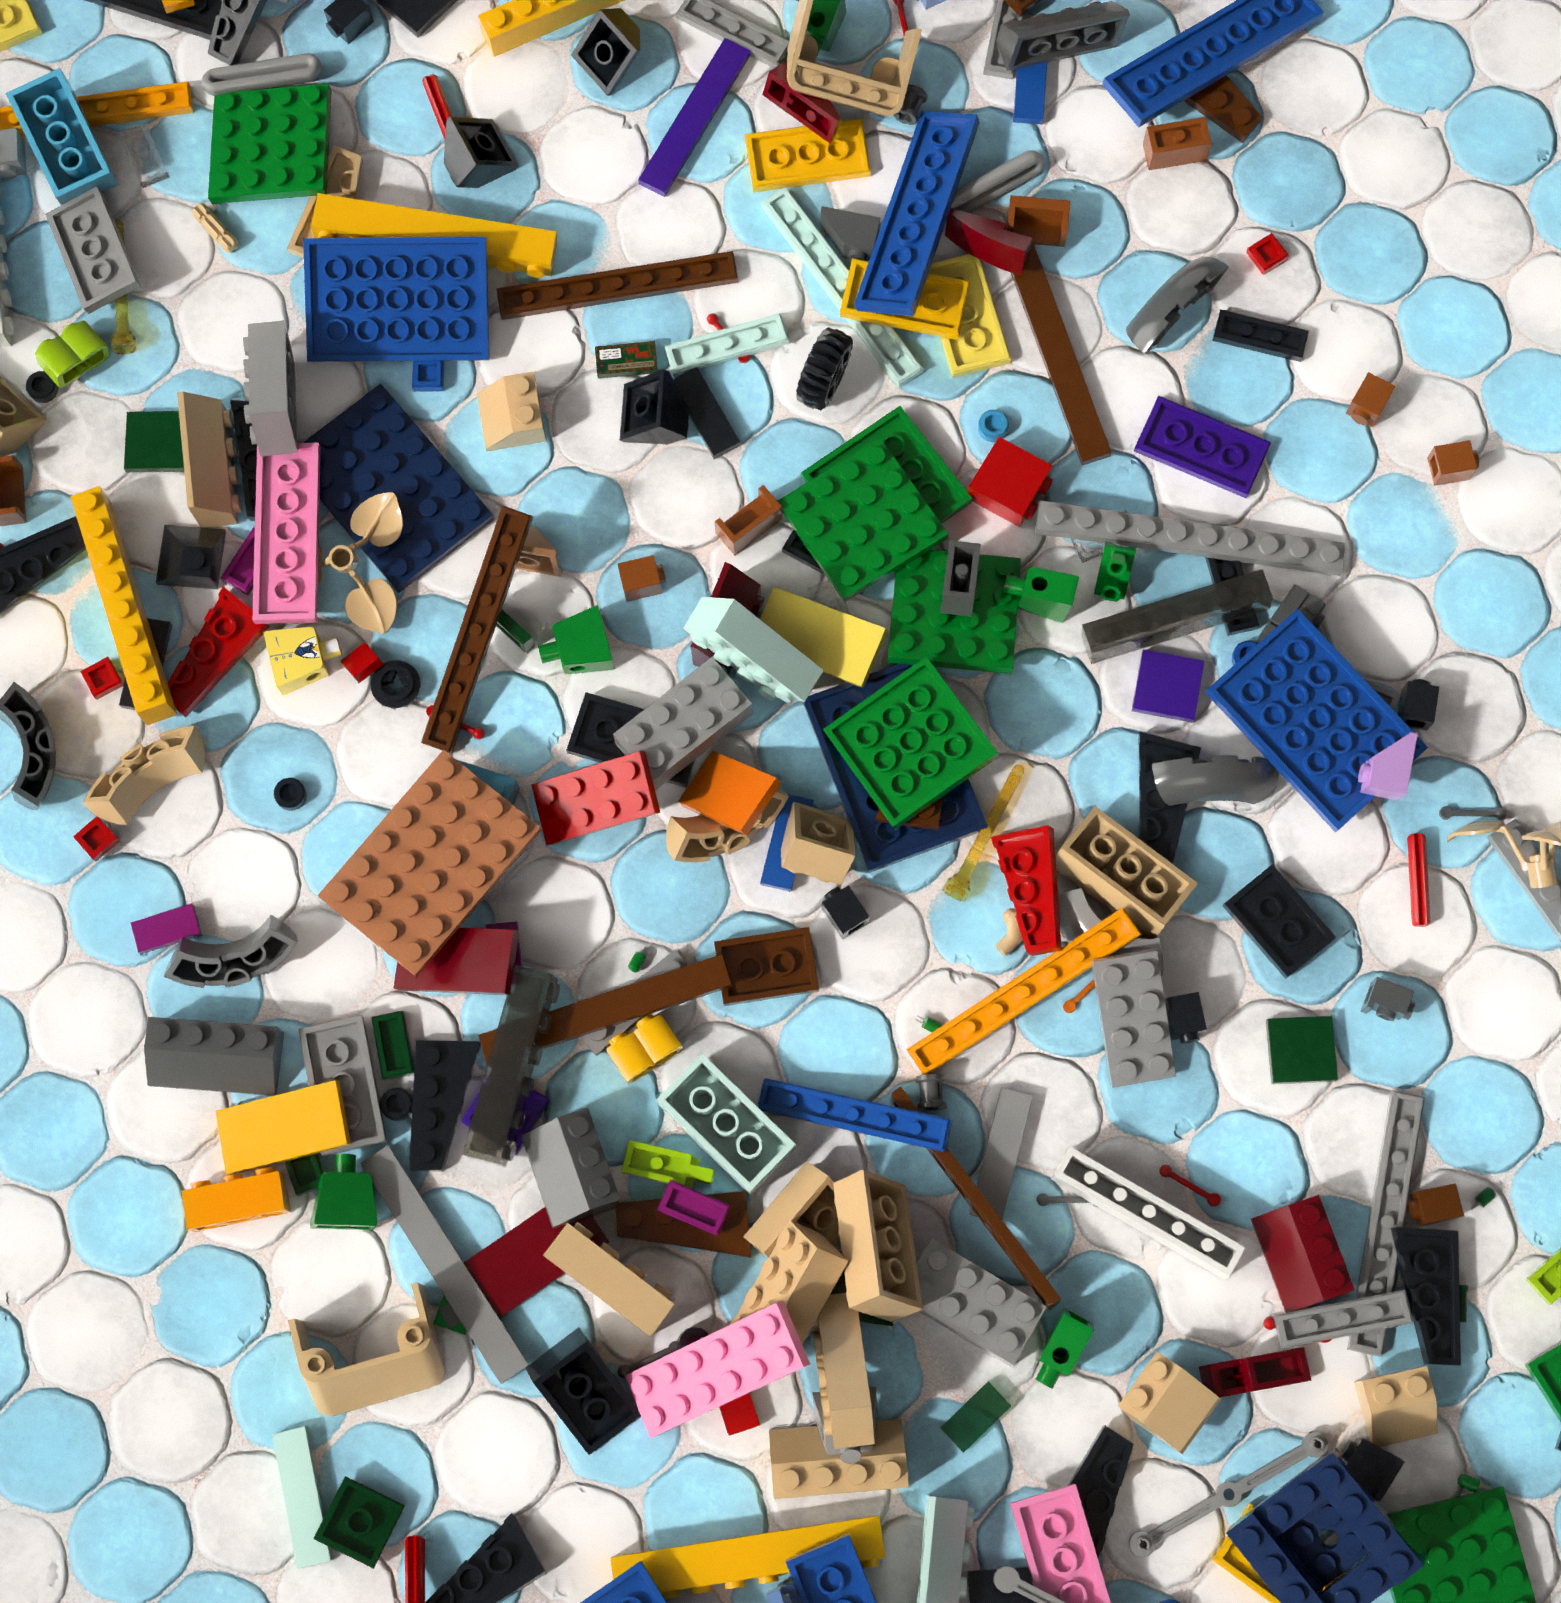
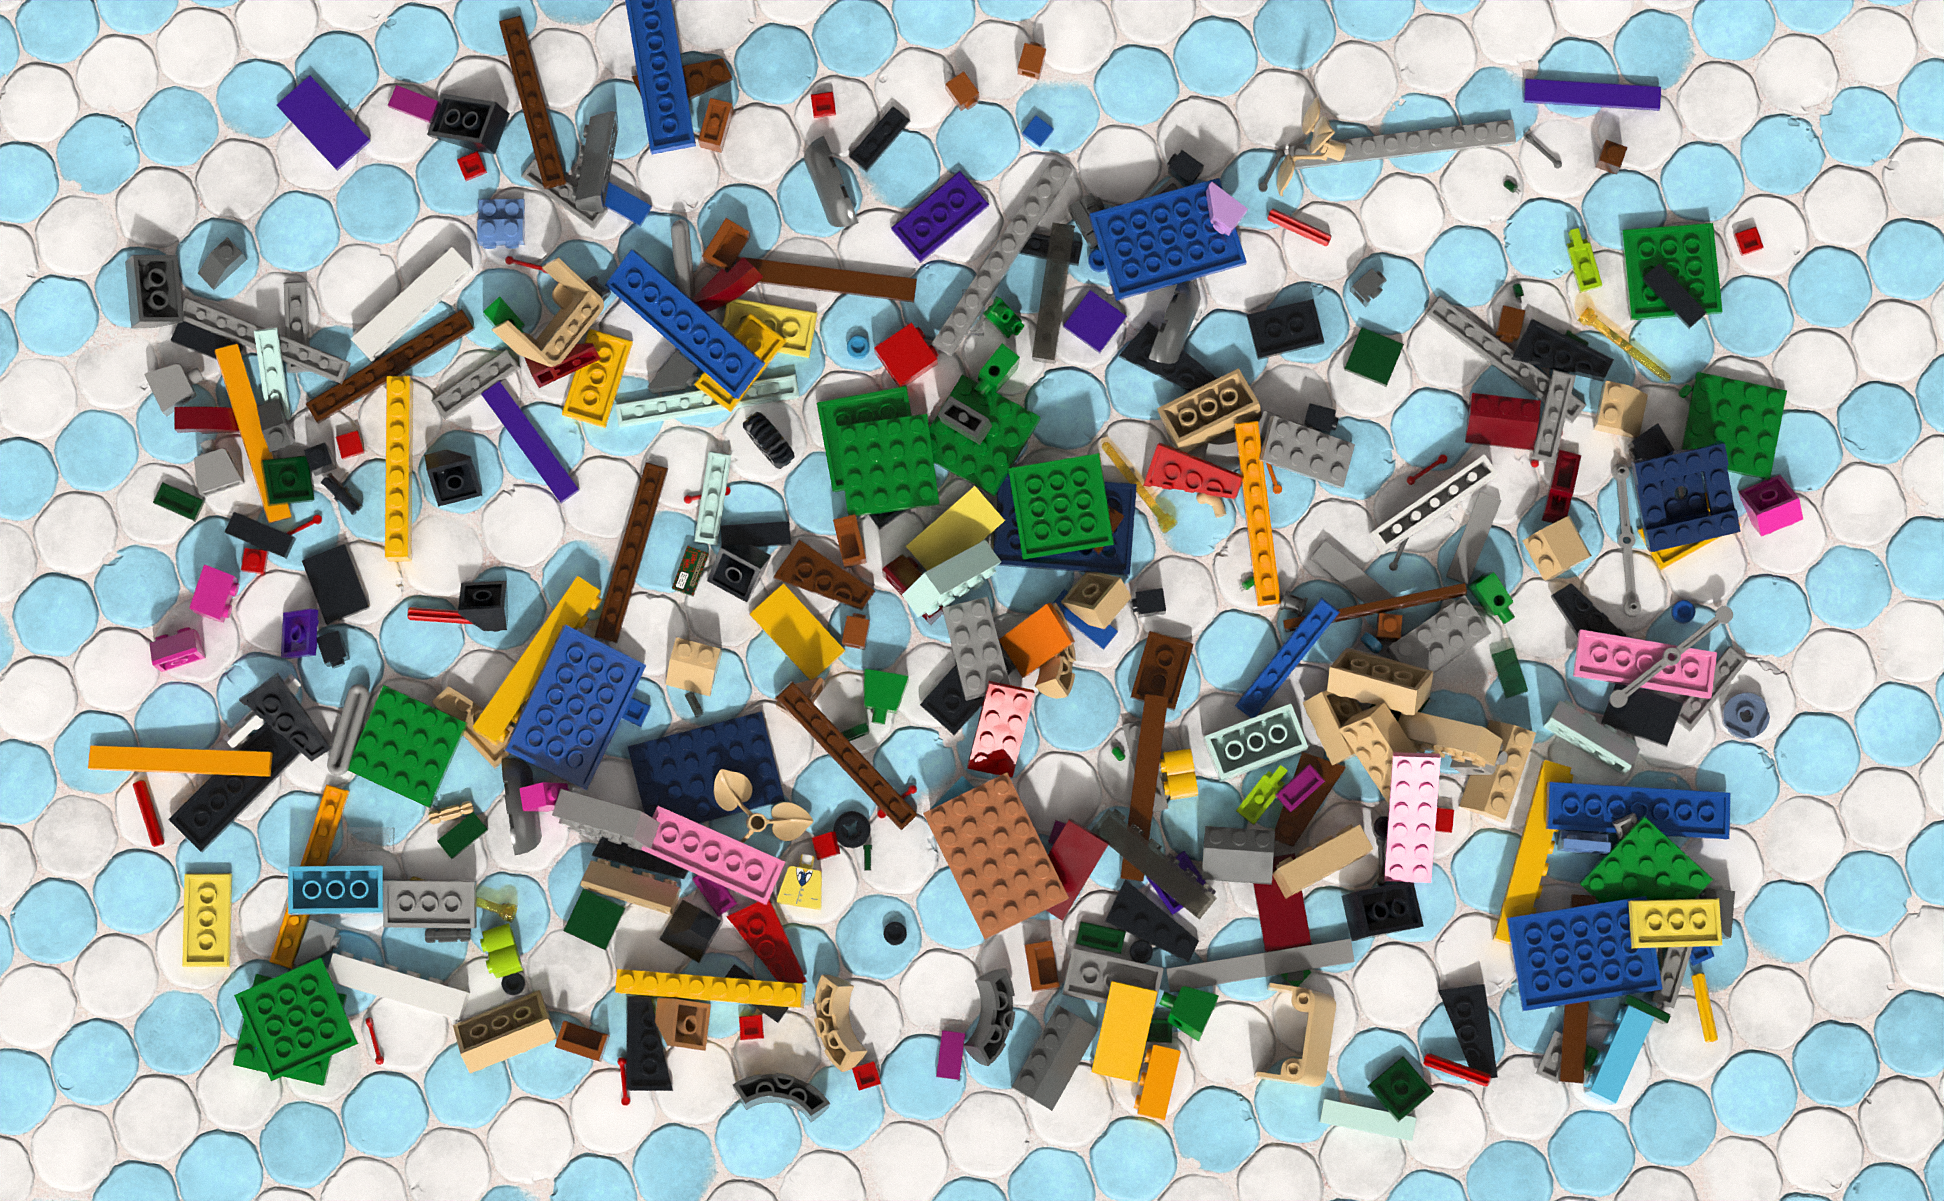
camera: 65 degrees left, 5 degrees up
(66, 288) = (448, 935): none -> dark grey axle
(68, 596) = (683, 1022): none -> medium nougat slope
(193, 253) = (462, 835): none -> dark green tile
(251, 295) = (523, 824): none -> dark grey brick
(270, 306) = (541, 796): none -> dark pink brick
(322, 988) = (1041, 966): none -> dark orange panel
(370, 719) = (867, 857): none -> dark green piece
(465, 433) = (694, 704): none -> clear smoke tile
(609, 513) = (797, 632): none -> yellow tile
(691, 504) = (819, 575): none -> reddish brown wing
(927, 1215) = (1371, 643): none -> dark azure tile
(958, 1228) = (1388, 627): none -> dark orange brick
(1130, 1287) = (1473, 538): none -> light grey tile
(1369, 511) = (1038, 131): none -> blue tile
(1498, 1308) = (1590, 318): none -> clear yellow piece

